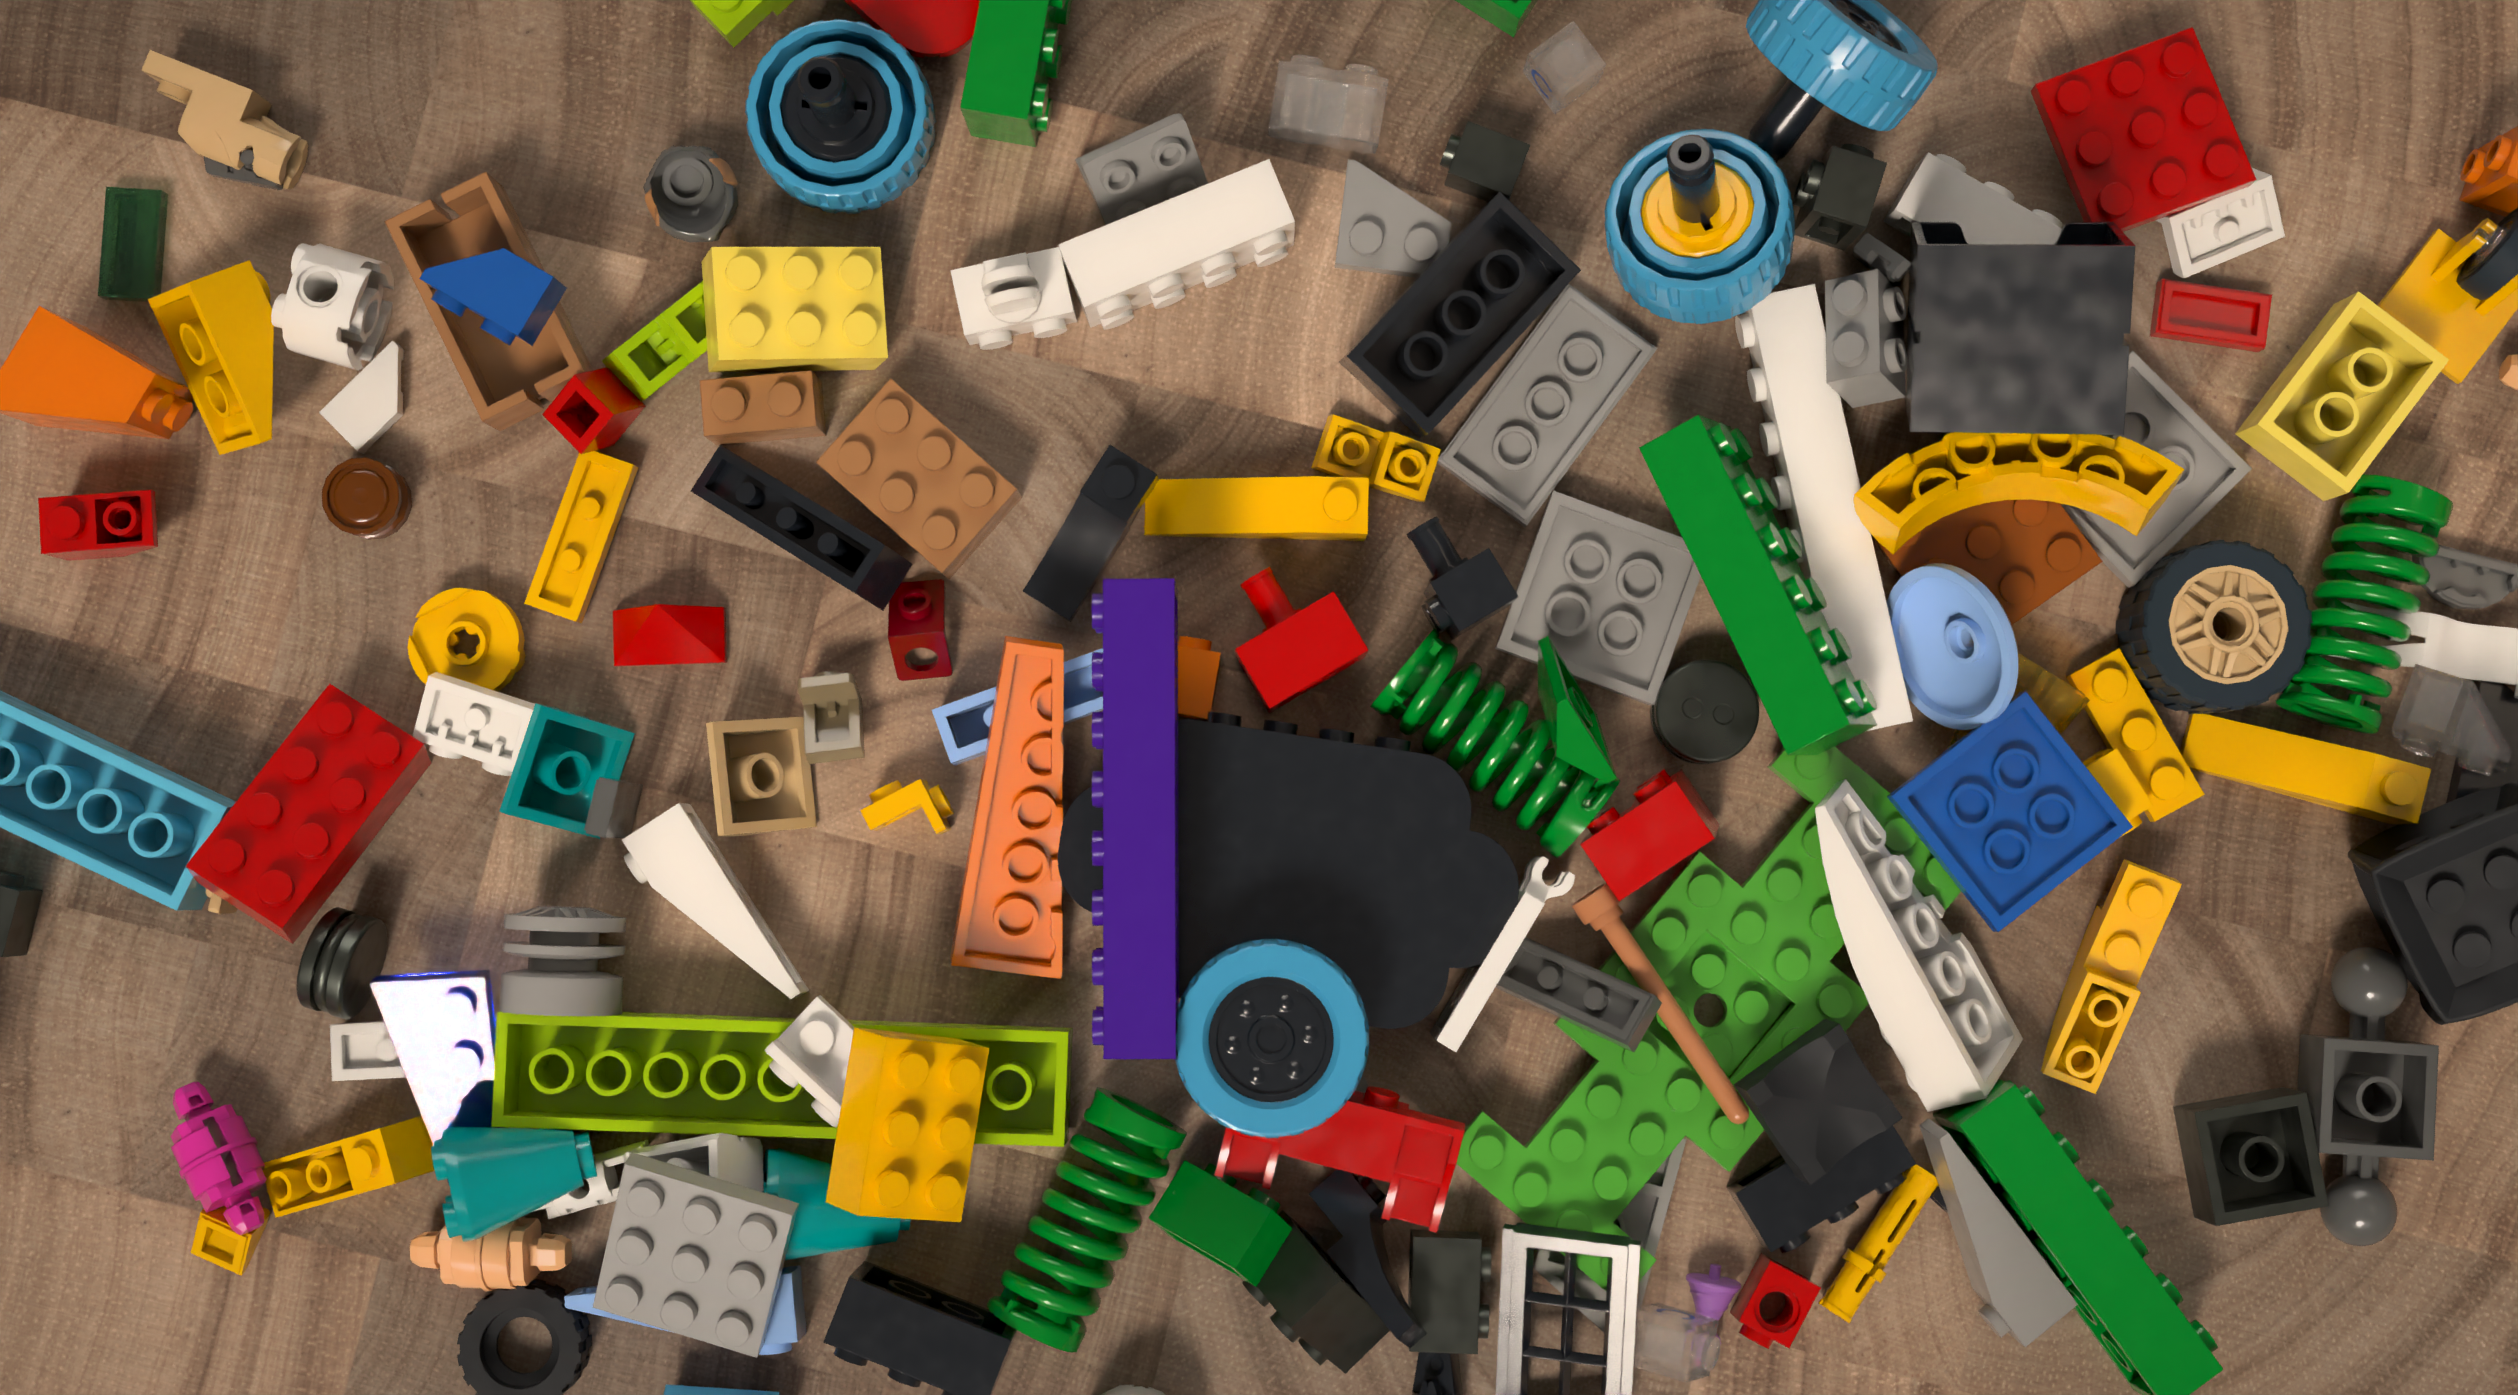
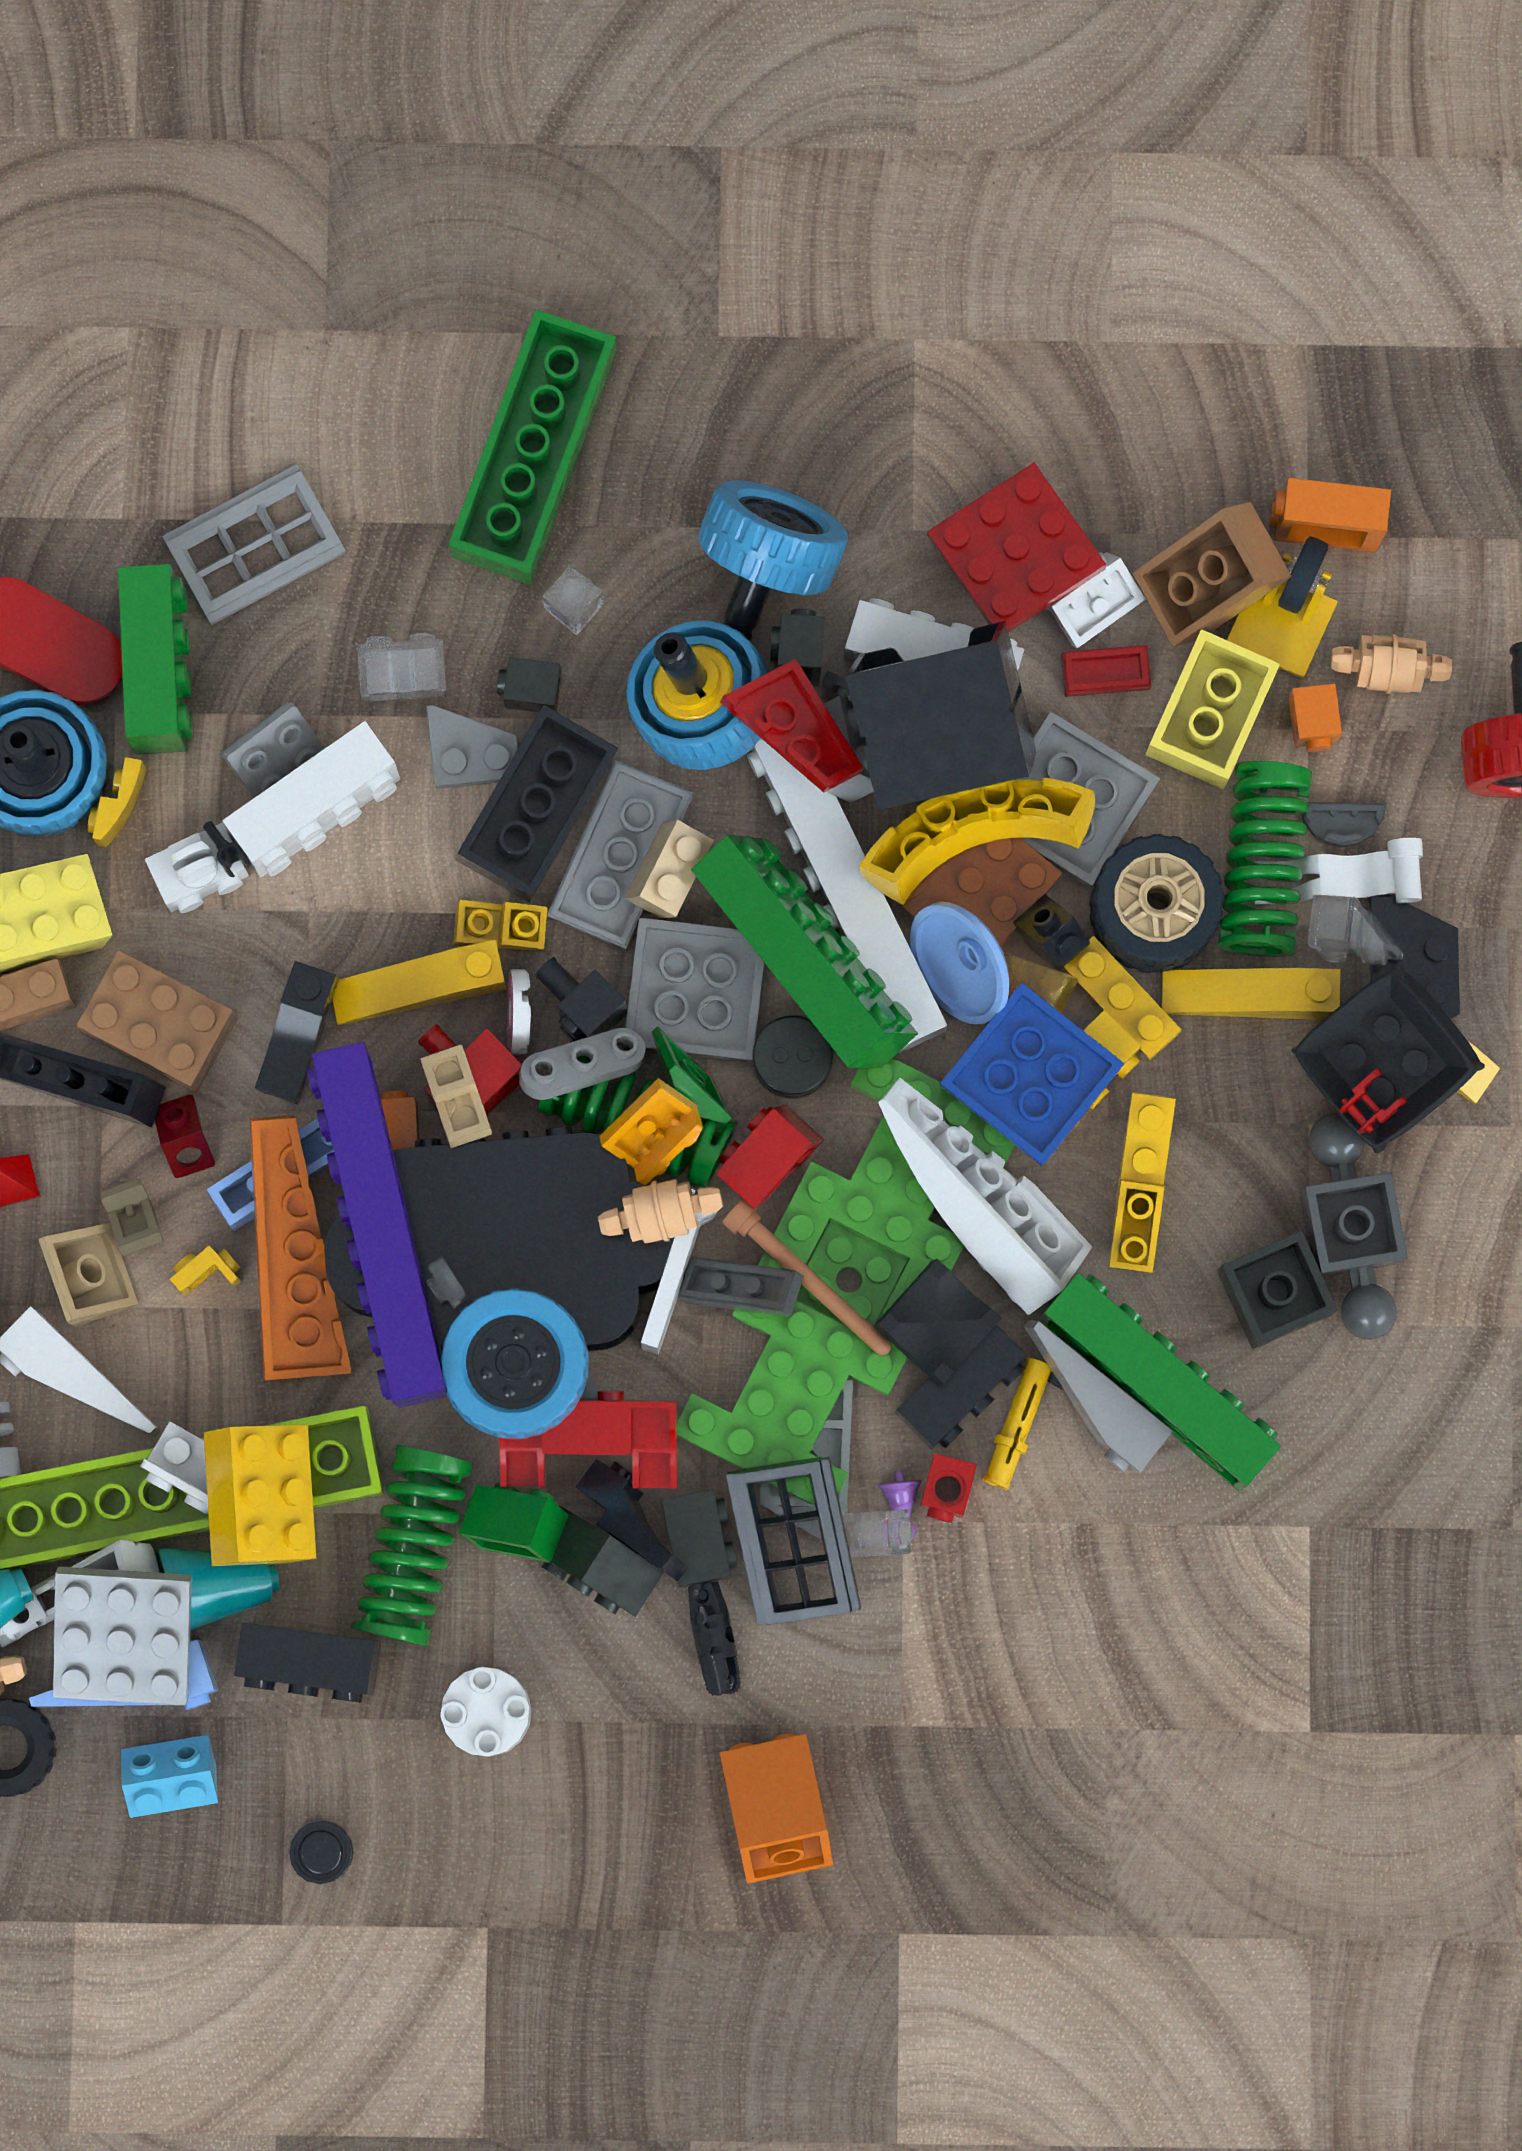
camera: 15 degrees left, 5 degrees down
(925, 204) = (113, 813): none -> yellow slope
(1056, 286) = (227, 852): none -> black hand
(1205, 910) = (444, 1284): none -> clear plate
(1275, 670) = (456, 1096): none -> tan slope
(1375, 576) = (518, 1012): none -> white tile
(1427, 676) = (571, 1075): none -> light grey plate
(1503, 883) = (660, 1211): none -> light nougat piece
(1517, 775) = (653, 1130): none -> light orange bracket
(1606, 438) = (667, 867): none -> tan brick
(1822, 294) = (796, 724): none -> red wing
(2071, 633) = (1051, 932): none -> black brick
(2391, 223) = (1212, 573): none -> medium nougat brick
(2468, 436) = (1315, 717): none -> orange brick
(2470, 985) = (1361, 1093): none -> red piece

